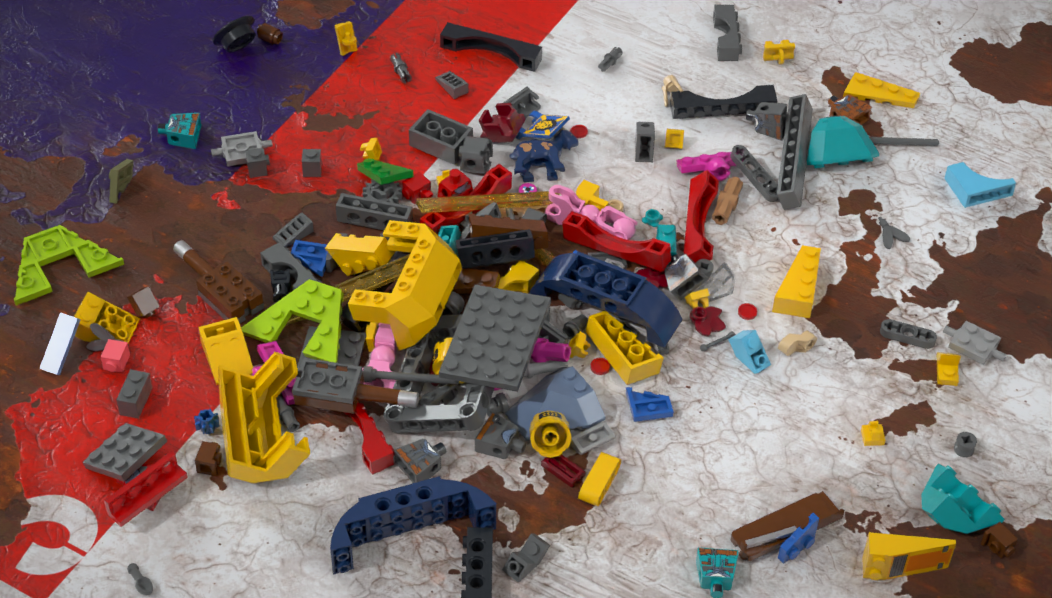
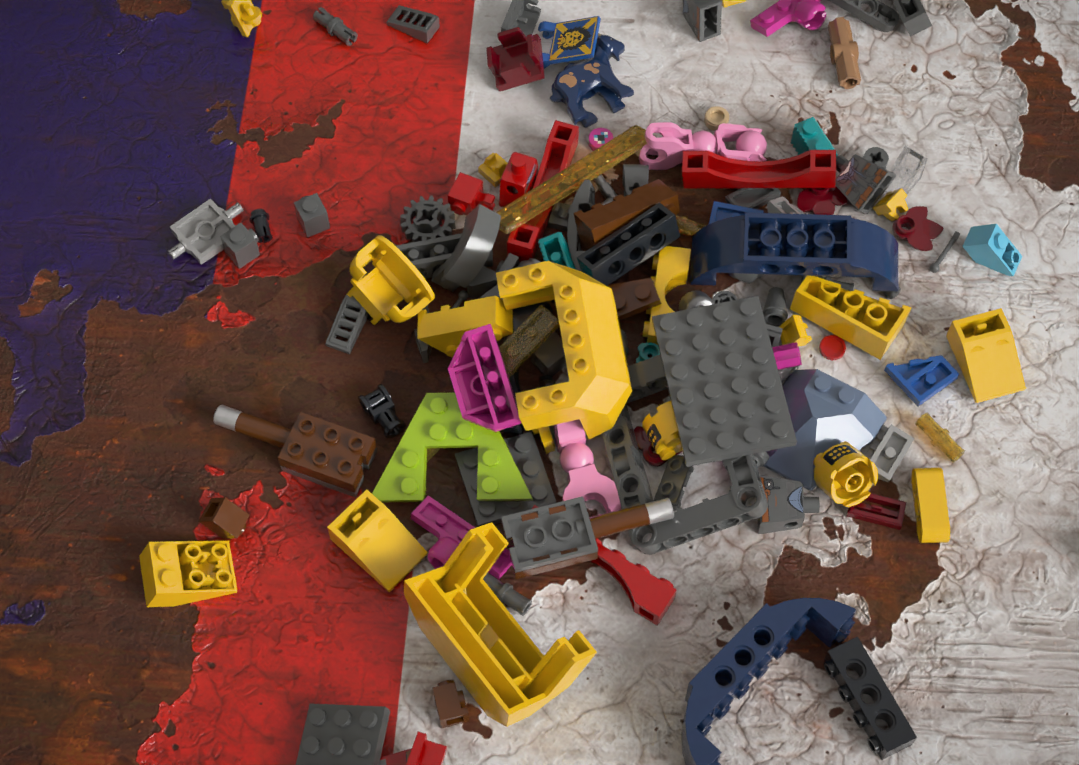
camera: 25 degrees left, 15 degrees up
(51, 246) = (44, 488): lime wing -> none
(60, 344) = (156, 633): tile -> none
(103, 334) = (208, 597): dark grey piece -> none
(115, 356) = (235, 613): coral brick -> none
(119, 178) = (74, 347): olive wing -> none
(134, 394) = (296, 657): dark grey brick -> none
(182, 129) = (109, 237): teal torso -> none
(206, 421) = (415, 661): blue gear -> none
(235, 34) = (97, 66): black wheel -> none
(269, 34) = (134, 44): reddish brown brick -> none
(279, 154) = (259, 219): none -> black pin
(280, 259) = (360, 376): dark grey arch -> none
(311, 255) = (394, 350): blue wing -> none
(329, 215) = (388, 283): none -> yellow piece
(343, 276) = (483, 382): none -> dark pink wedge
(371, 149) = (375, 164): yellow tile -> none
(372, 374) = (590, 492): dark grey piece -> none
(383, 172) = (413, 191): green wing -> none
(391, 211) = (472, 250): none -> dark grey arch
(419, 459) = (708, 581): dark grey torso -> none
(439, 136) = (452, 108): dark grey brick -> none
(476, 154) = (513, 117): dark grey brick -> none
(524, 561) = (911, 653): dark grey slope -> none
(579, 131) = (609, 26): red piece -> none
(590, 194) = (678, 112): yellow brick -> none
(635, 444) = (940, 437): none -> clear yellow pin
(652, 218) = (770, 109): teal plate -> none
(700, 408) = (986, 355): none -> yellow slope
(701, 195) = (812, 54): red arch -> none
(747, 311) = (953, 195): red piece -> none
(797, 343) = (1037, 214): tan piece -> none
(798, 287) = (997, 136): yellow wedge -> none
(890, 232) = (1047, 17): dark grey piece -> none

